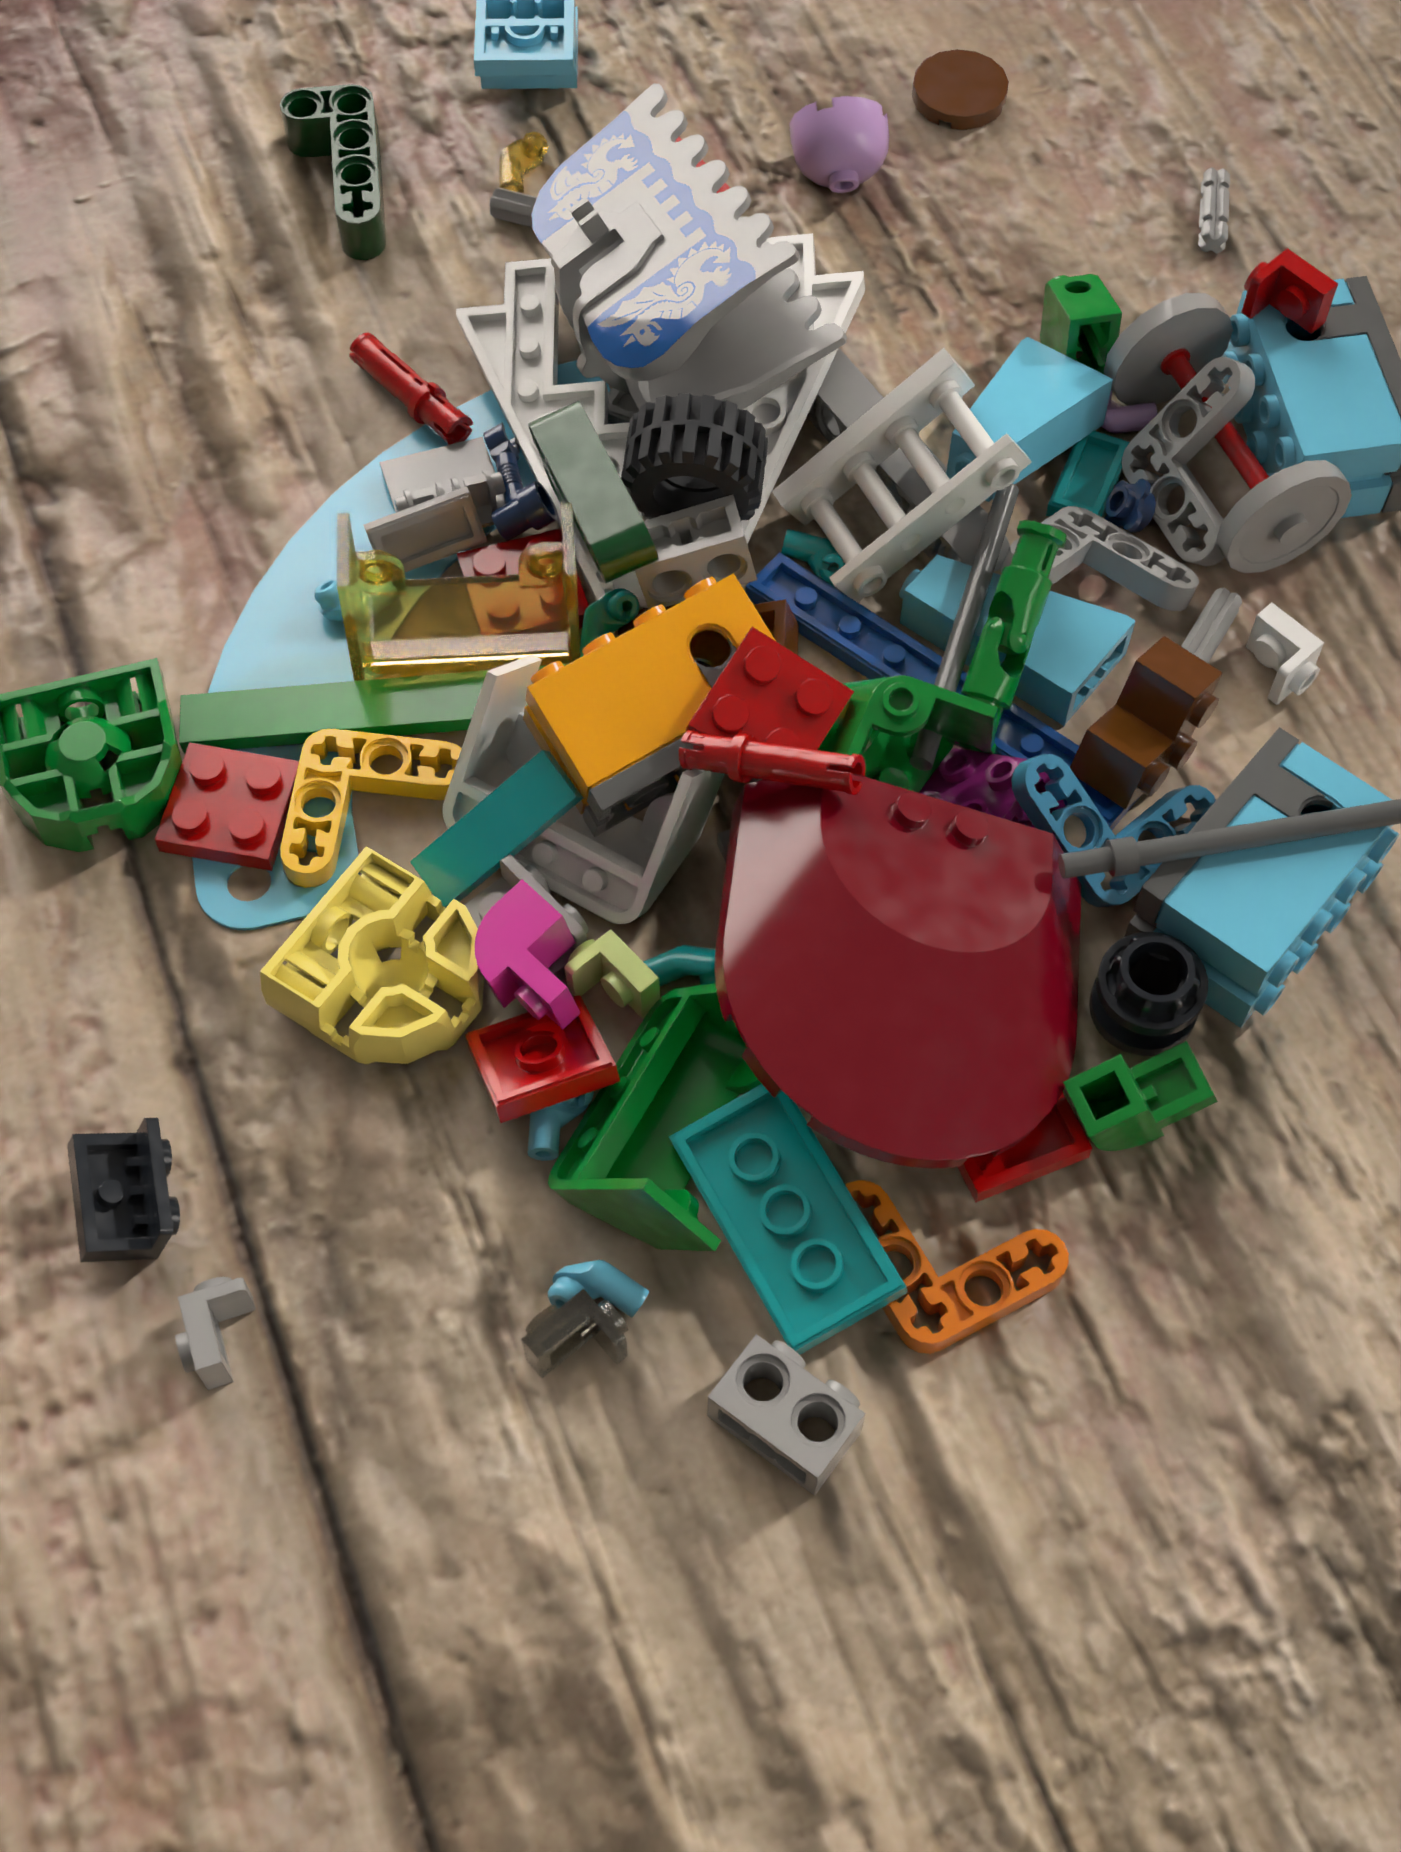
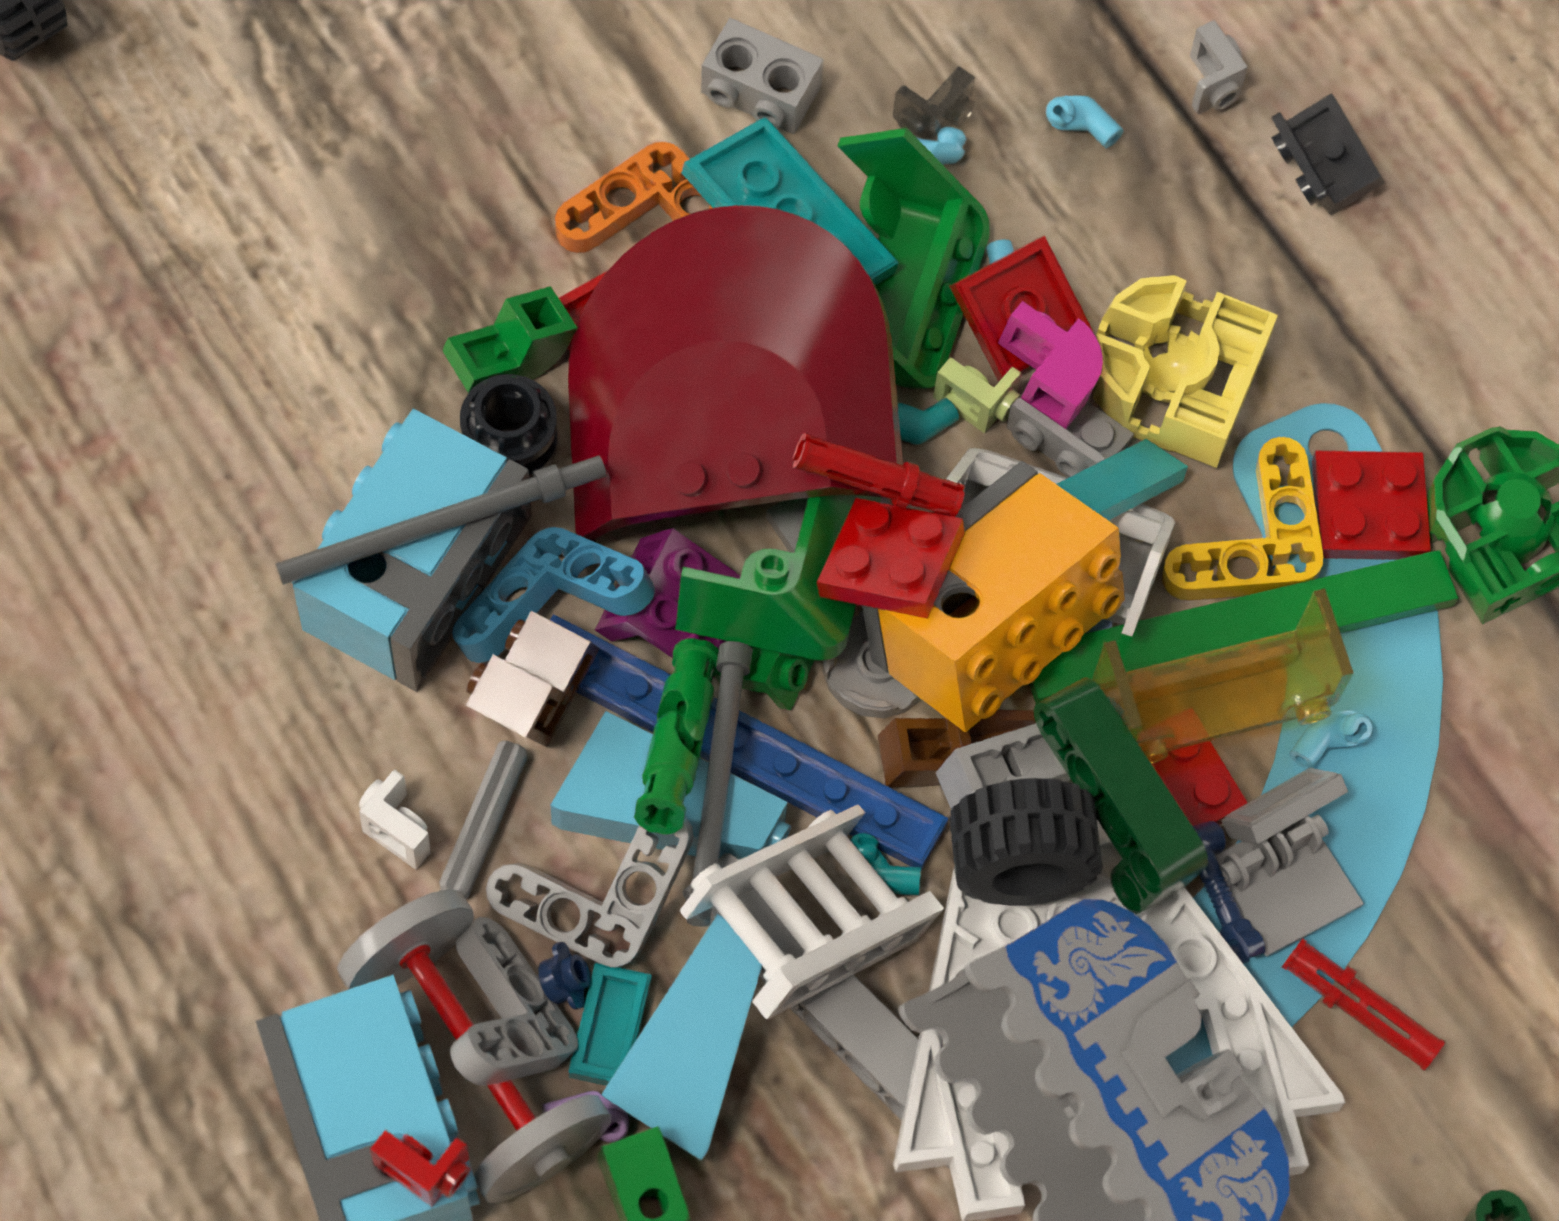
camera: 165 degrees right, 5 degrees up
(396, 1309) = (1083, 114): none -> medium azure arm

